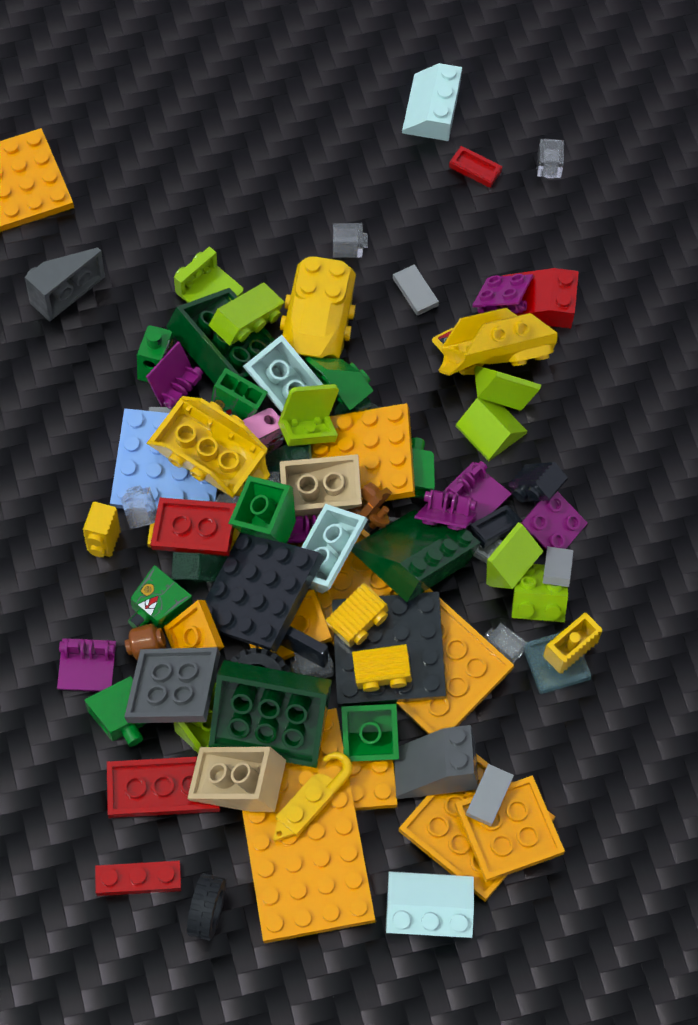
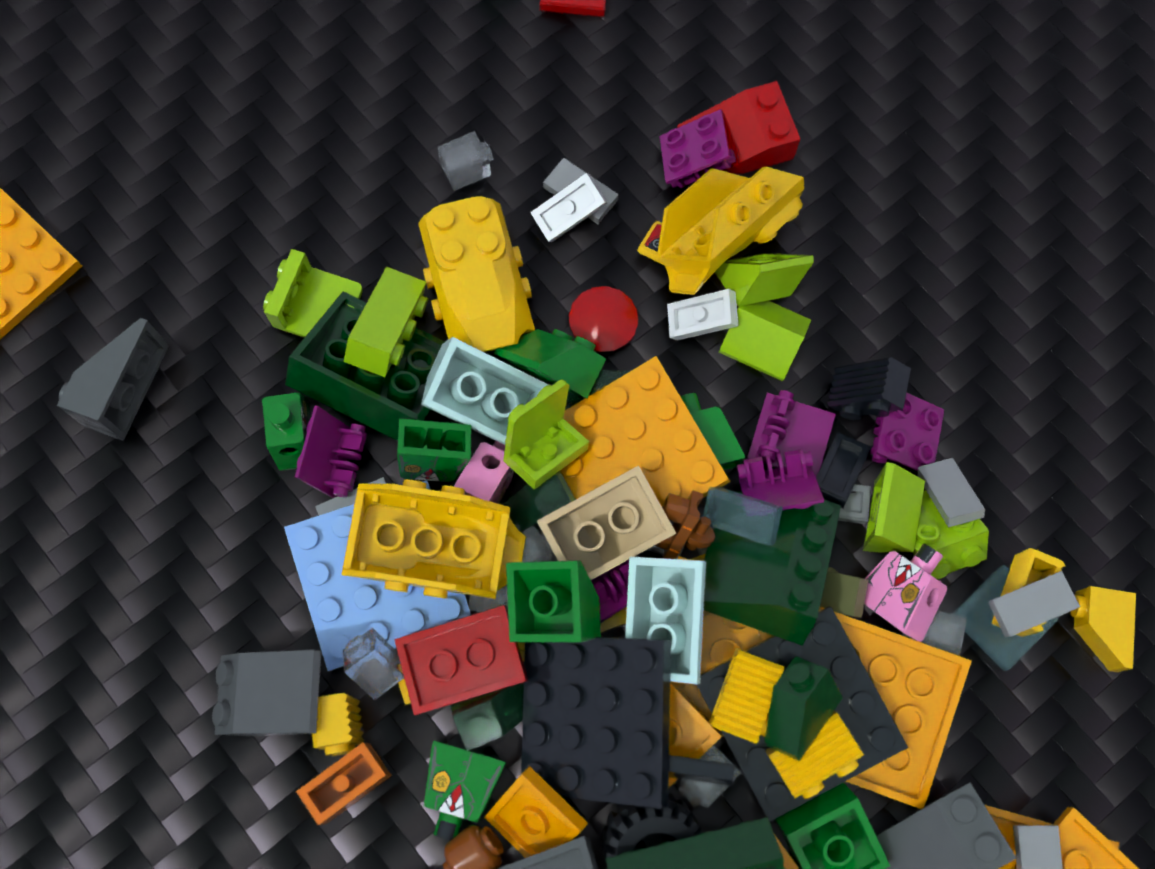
camera: 25 degrees left, 10 degrees up
(68, 493) = (267, 693): none -> dark grey slope
(89, 566) = (343, 783): none -> orange brick
(385, 629) = (800, 707): none -> dark green slope
(389, 374) = (604, 318): none -> red dish
(400, 295) = (569, 207): none -> white plate
(410, 514) = (743, 515): none -> clear light blue tile
(453, 395) = (702, 314): none -> white plate
(453, 591) = (844, 593): none -> olive tile
(493, 607) = (906, 591): none -> bright pink torso
(566, 641) = (1033, 604): none -> light grey tile
(620, 689) = (1107, 625): none -> yellow slope

